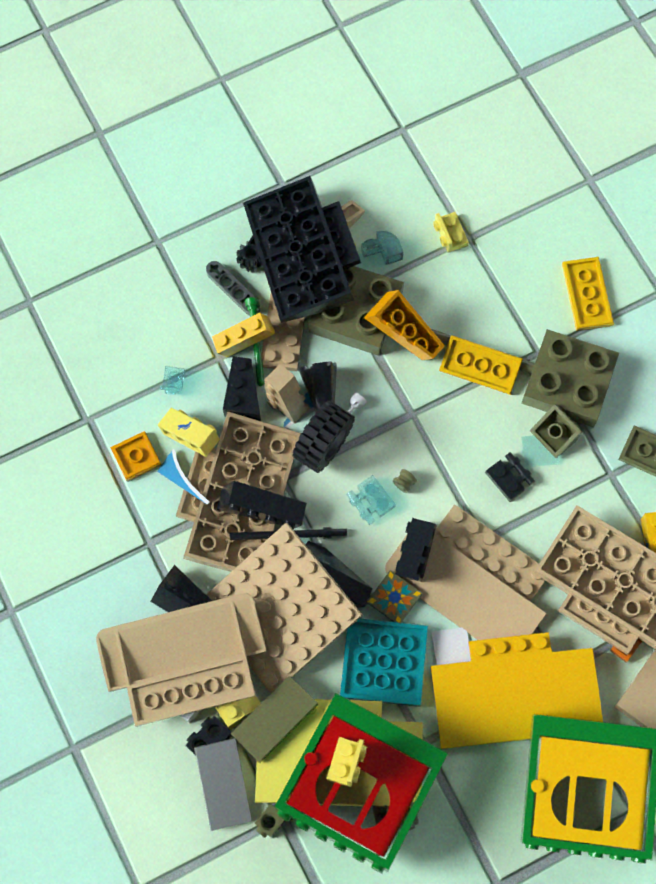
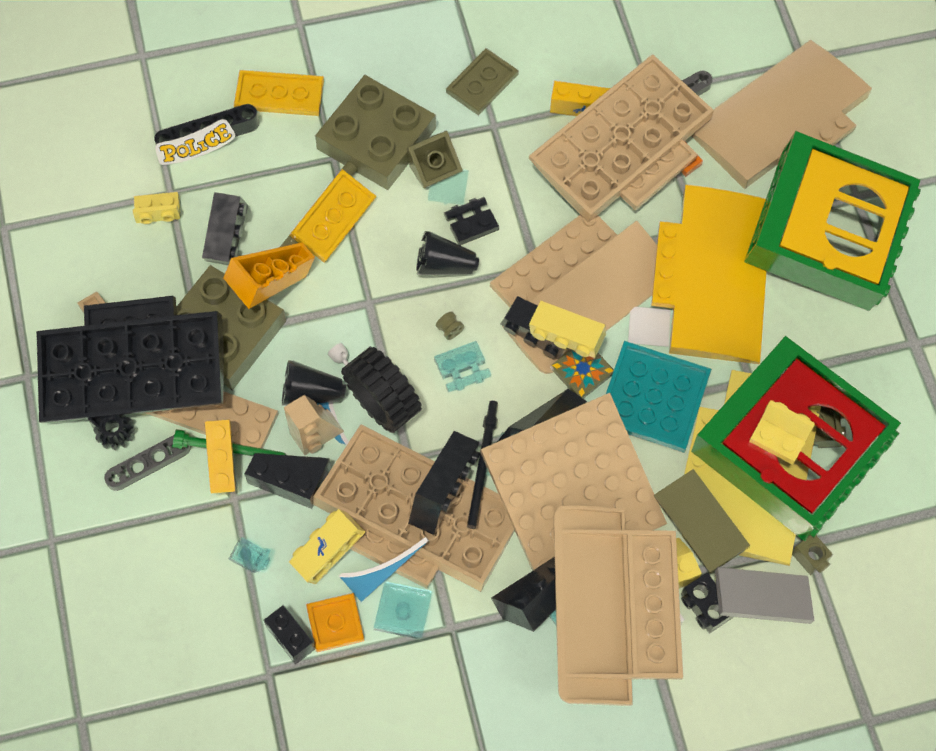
camera: 80 degrees left, 5 degrees down
(116, 424) = (289, 634): none -> black brick
(154, 502) = (403, 610): none -> clear light blue plate
(386, 244) = (154, 275): clear light blue brick -> none
(407, 568) = (567, 329): none -> light yellow brick
(443, 285) = (224, 228): none -> black wedge
(464, 461) = (444, 257): none -> black cone
(513, 242) = (195, 144): none -> sticker
(532, 256) = (235, 117): none -> black beam

